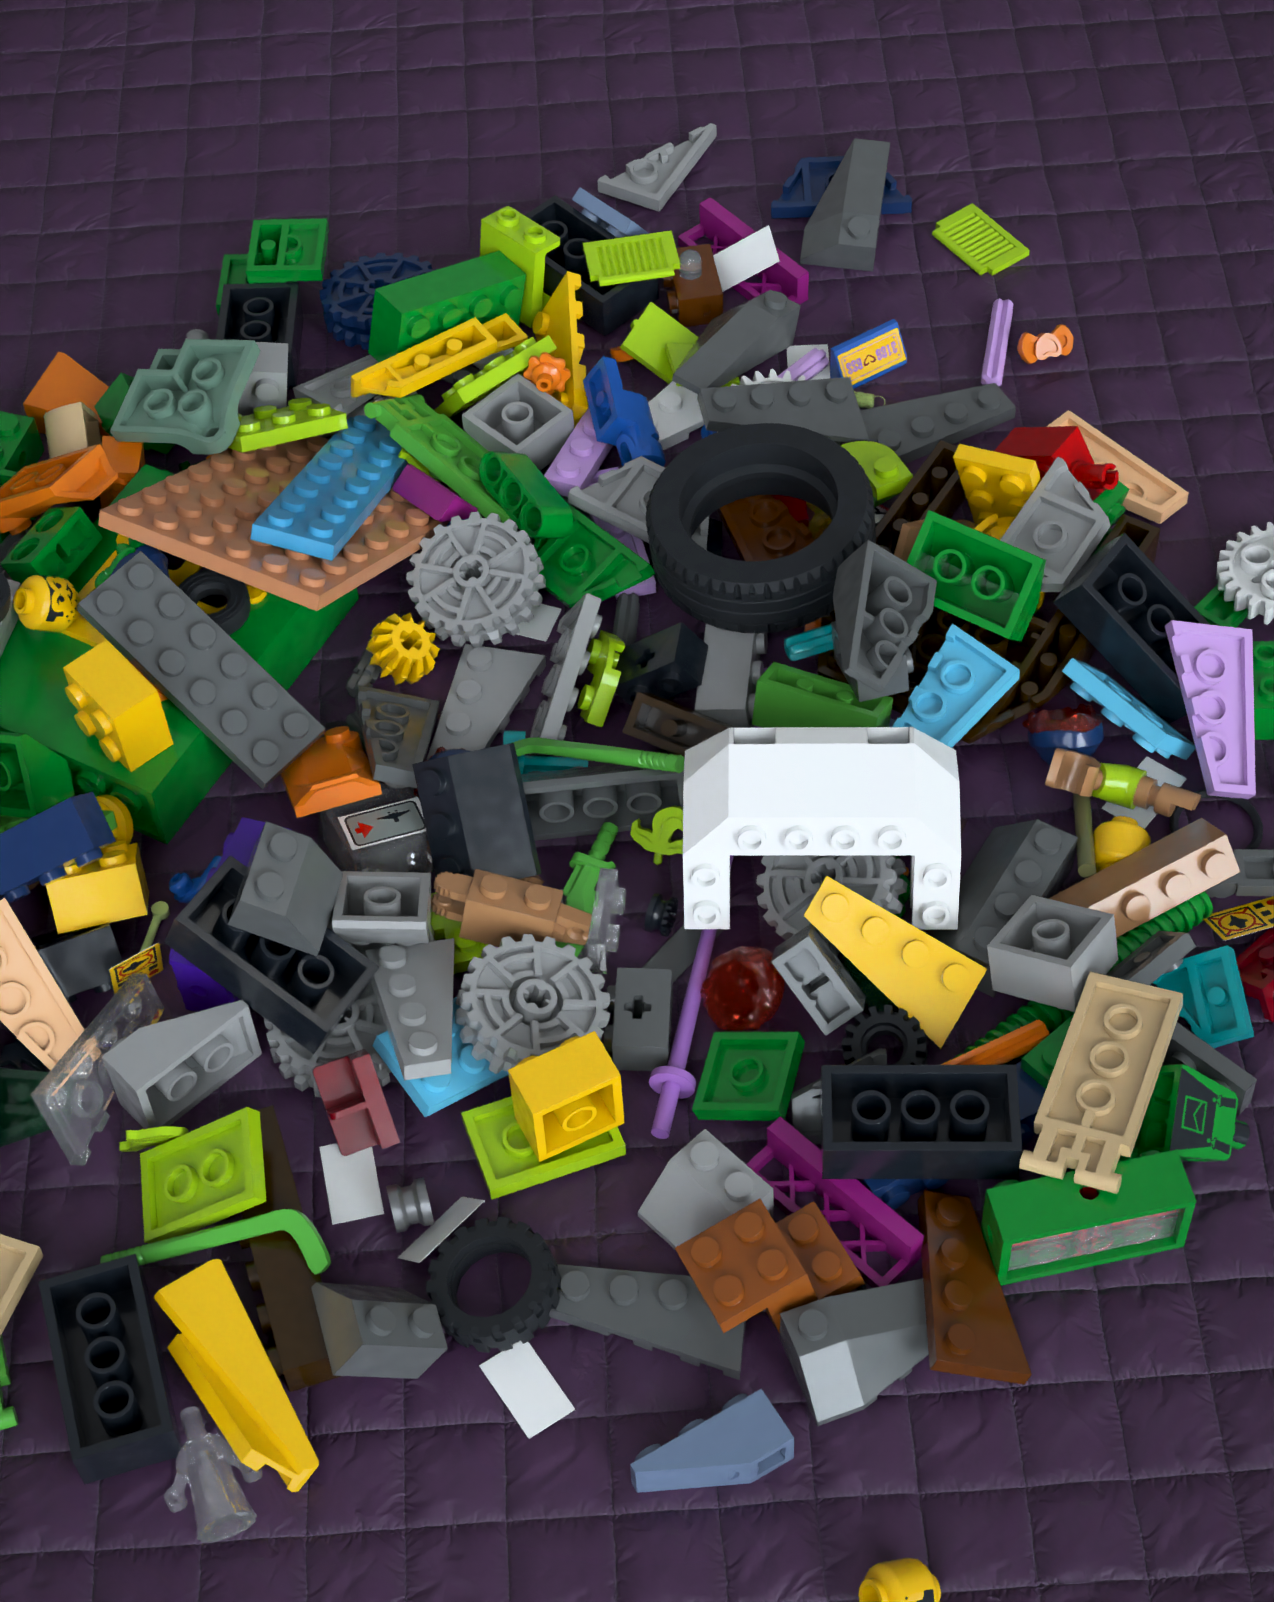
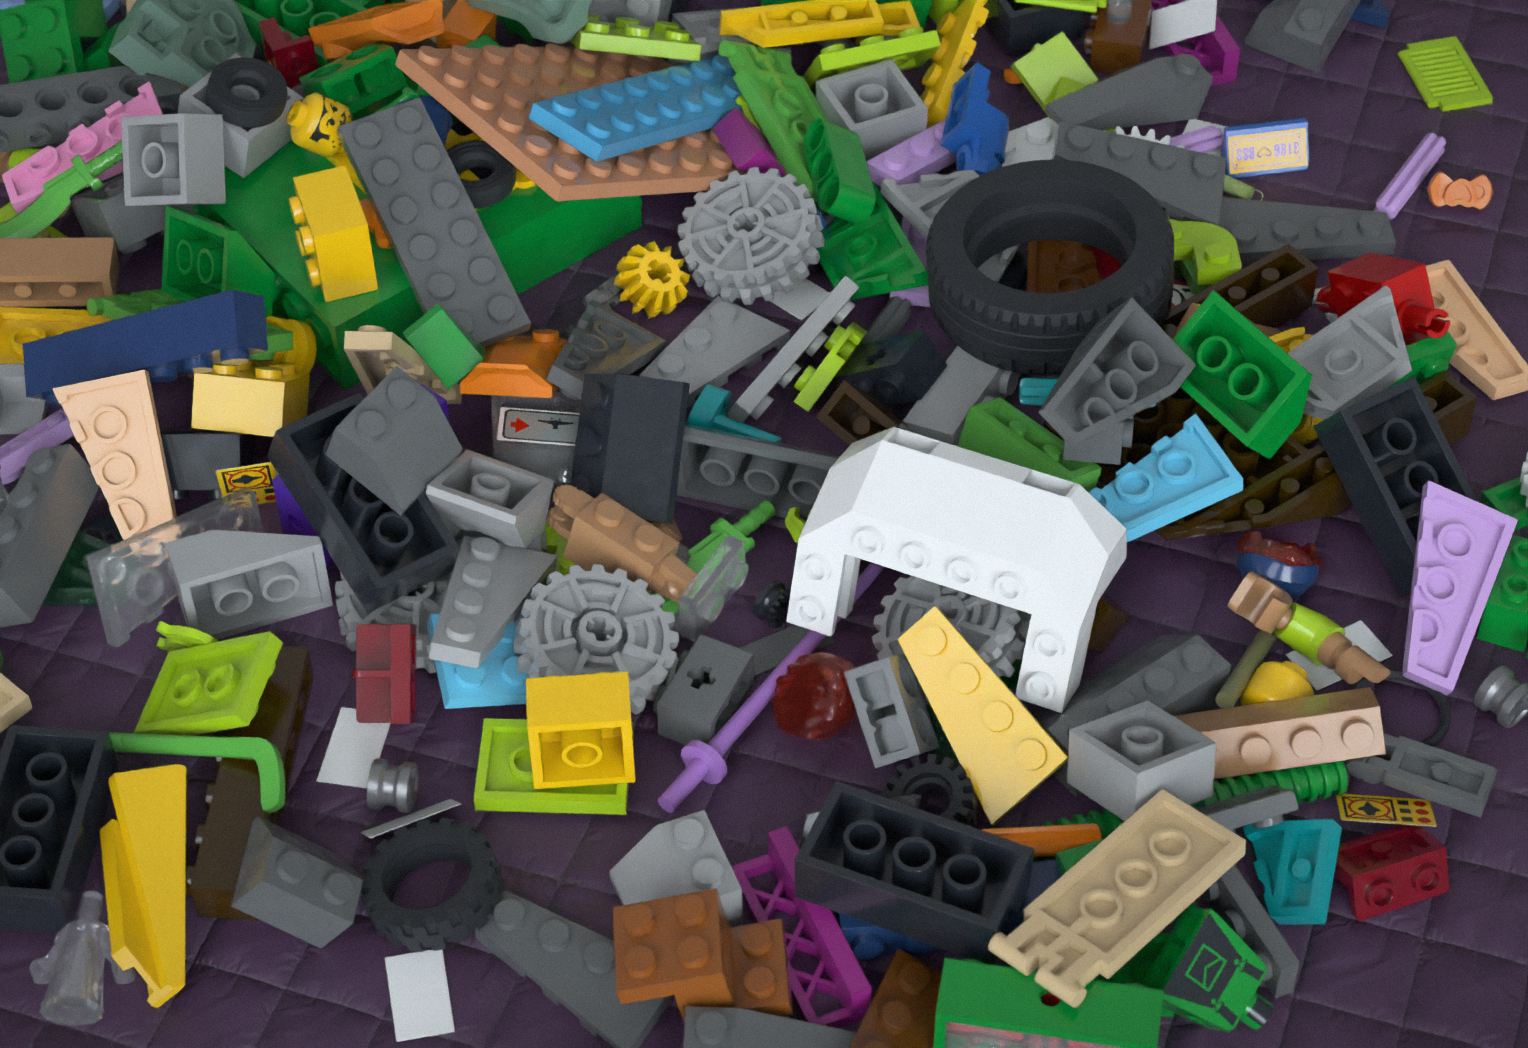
camera: 20 degrees right, 5 degrees down
(219, 811) = (378, 352): none -> tan wing
(269, 779) = (445, 345): none -> green slope
(547, 373) = (919, 66): orange plant -> none
(601, 753) = (776, 425): bright green piece -> none
(748, 1076) = (780, 780): green plate -> none
(995, 481) = (1314, 289): yellow plate -> none
(1127, 710) = (1353, 560): medium azure plate -> none

